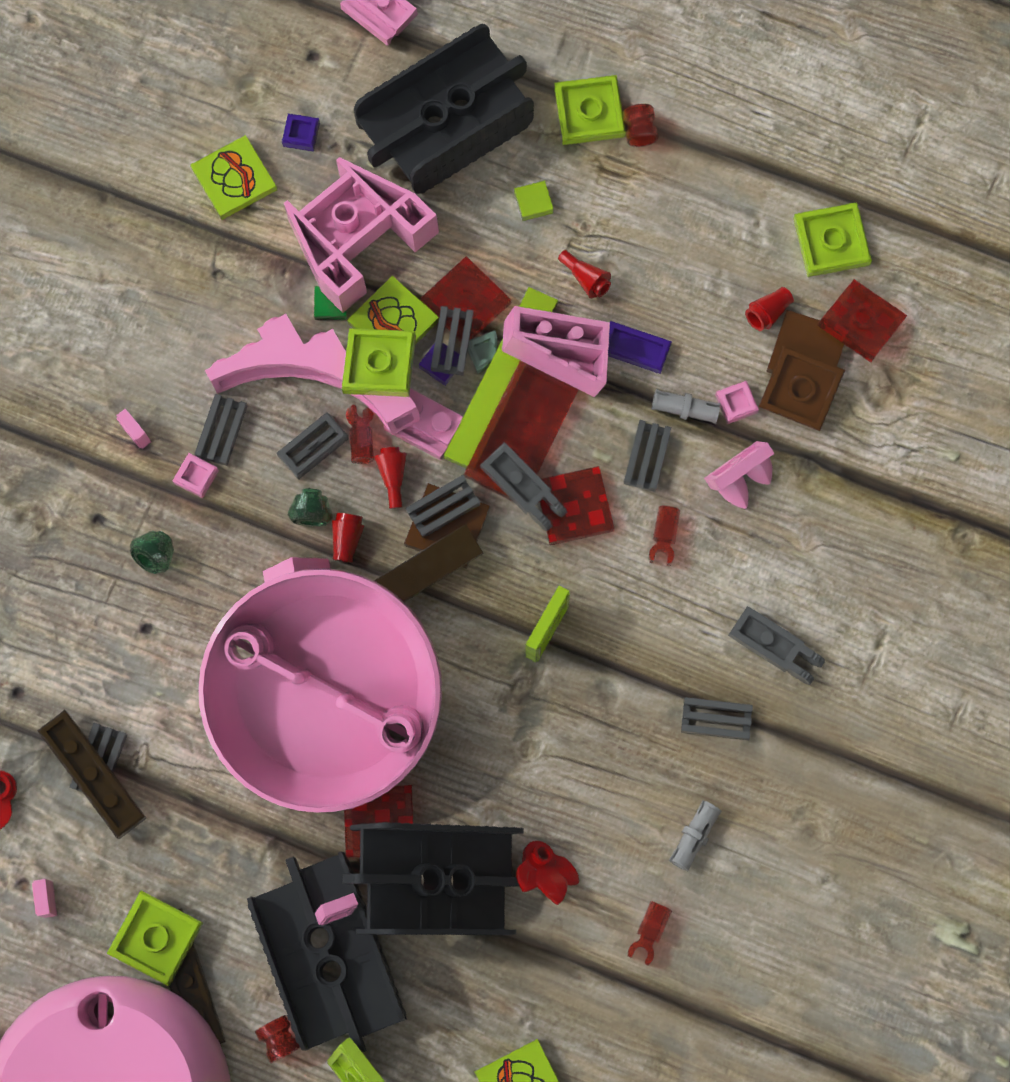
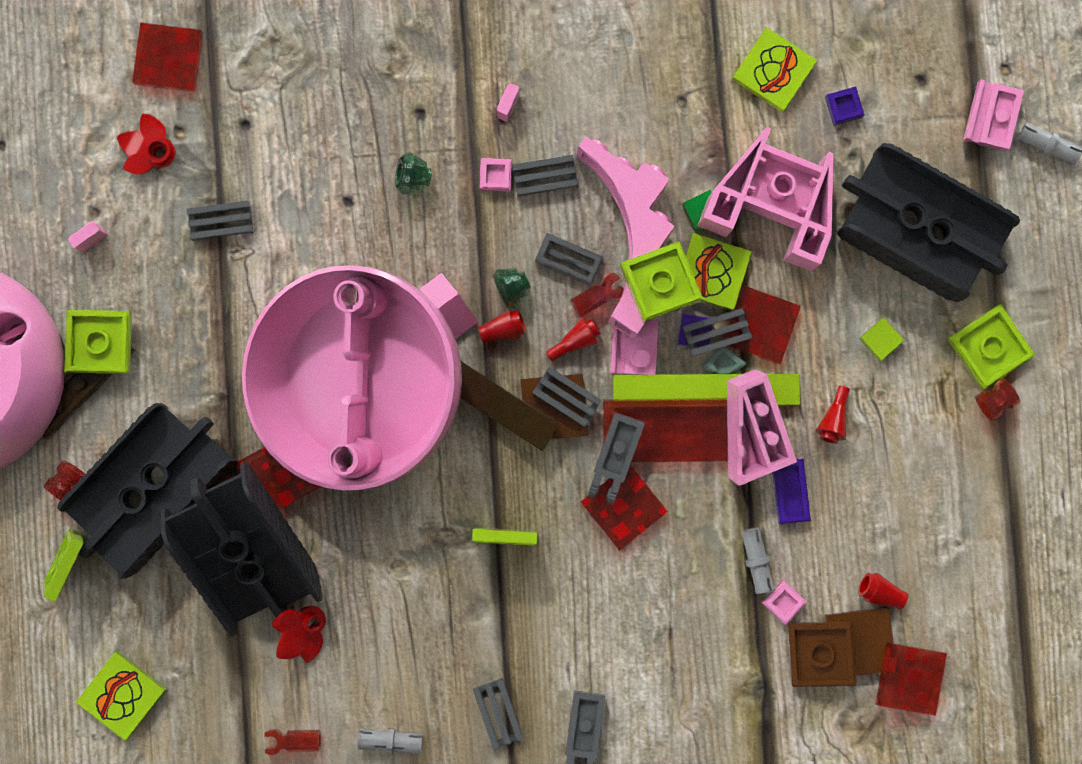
camera: 55 degrees right, 10 degrees up
(92, 774) = (204, 221): dark brown tile -> none
(336, 909) = (177, 480): bright pink tile -> none
(653, 429) = (724, 542): dark grey tile -> none
(665, 532) = (636, 595): clear red bar -> none
(729, 477) = (734, 639): bright pink tile -> none
(832, 239) = (975, 617): lime tile -> none

